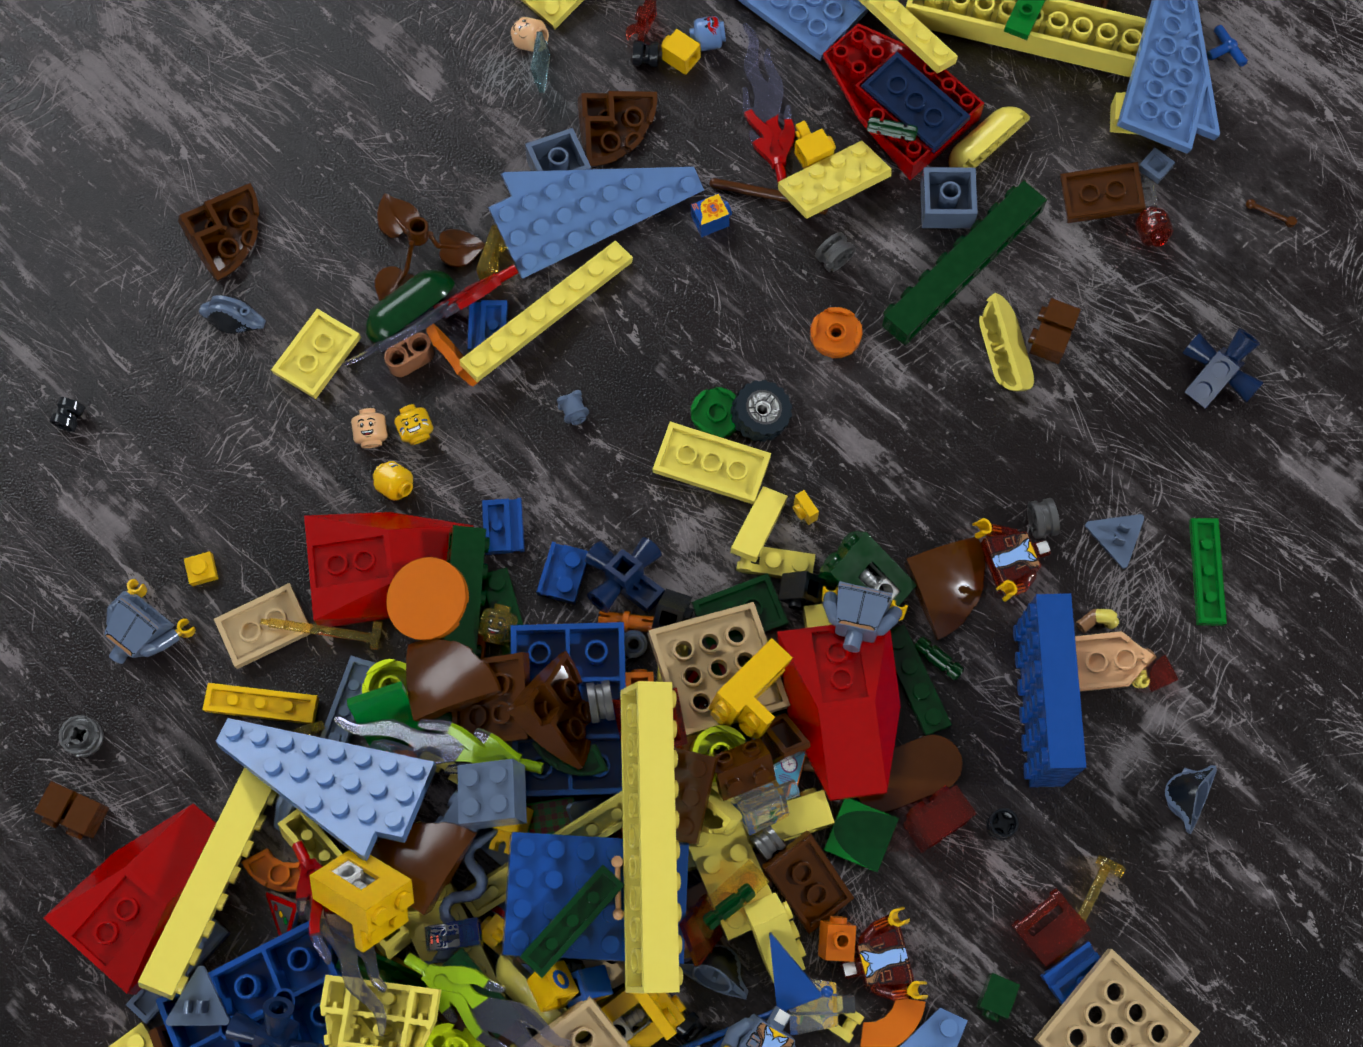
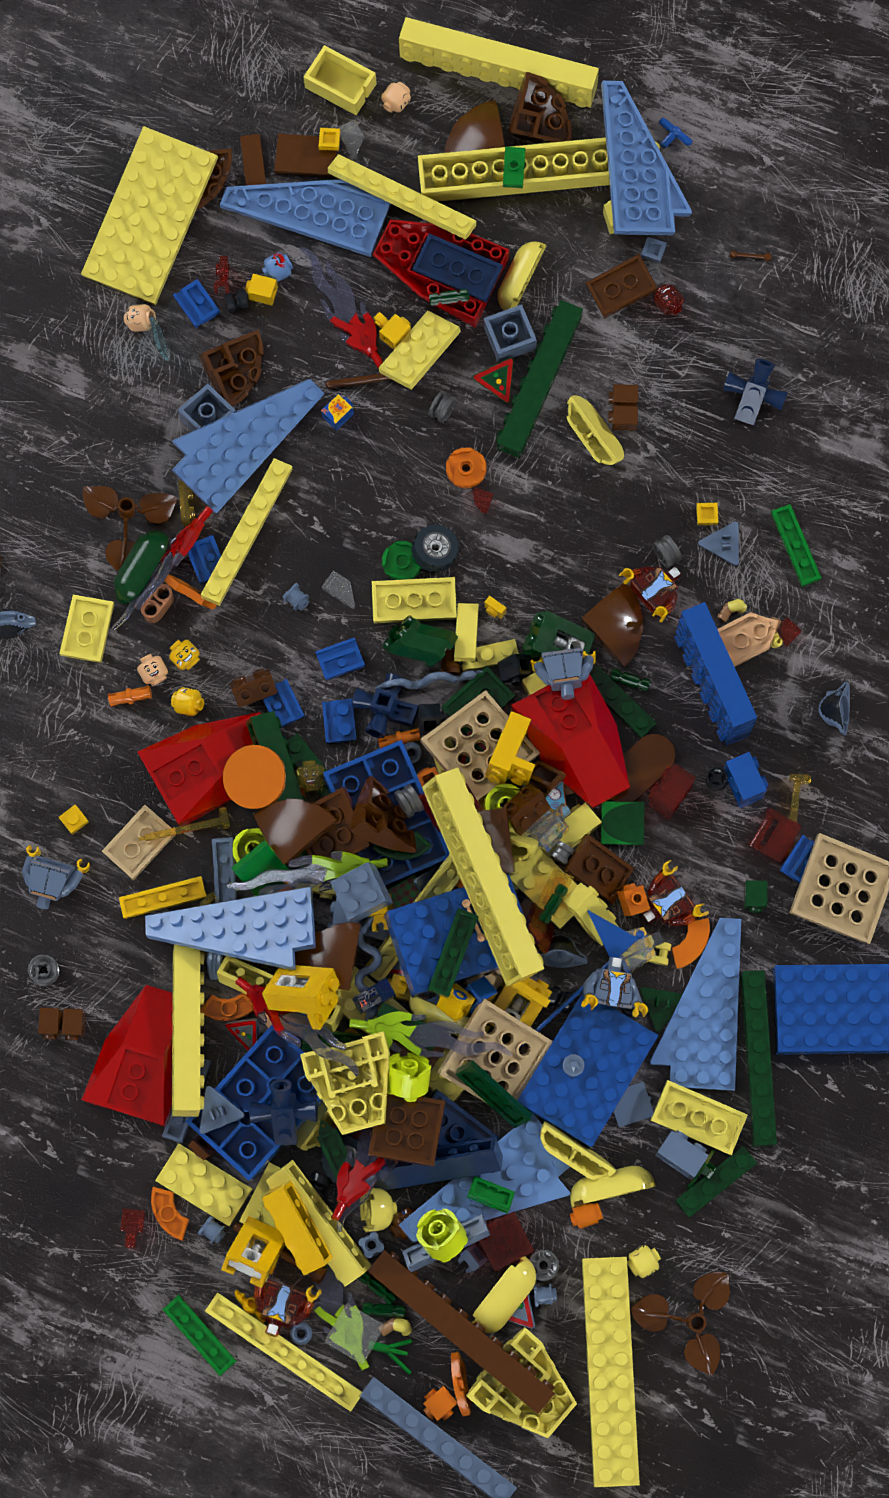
camera: 20 degrees left, 5 degrees up
(330, 449) = (129, 696): none -> orange pin
(476, 494) = (253, 688): none -> reddish brown bracket
(595, 499) = (340, 659): none -> blue plate
(600, 42) = (196, 303): none -> blue plate
(629, 416) = (339, 588): none -> clear tile
(691, 561) = (467, 675): none -> sand blue animal
(696, 513) = (419, 641): none -> dark green brick
(721, 558) = (448, 664): none -> reddish brown cone
(841, 376) = (482, 499): none -> clear red tile
(913, 244) = (497, 379): none -> piece
(1039, 840) = (745, 779): none -> blue brick
(1109, 492) = (707, 513): none -> yellow plate

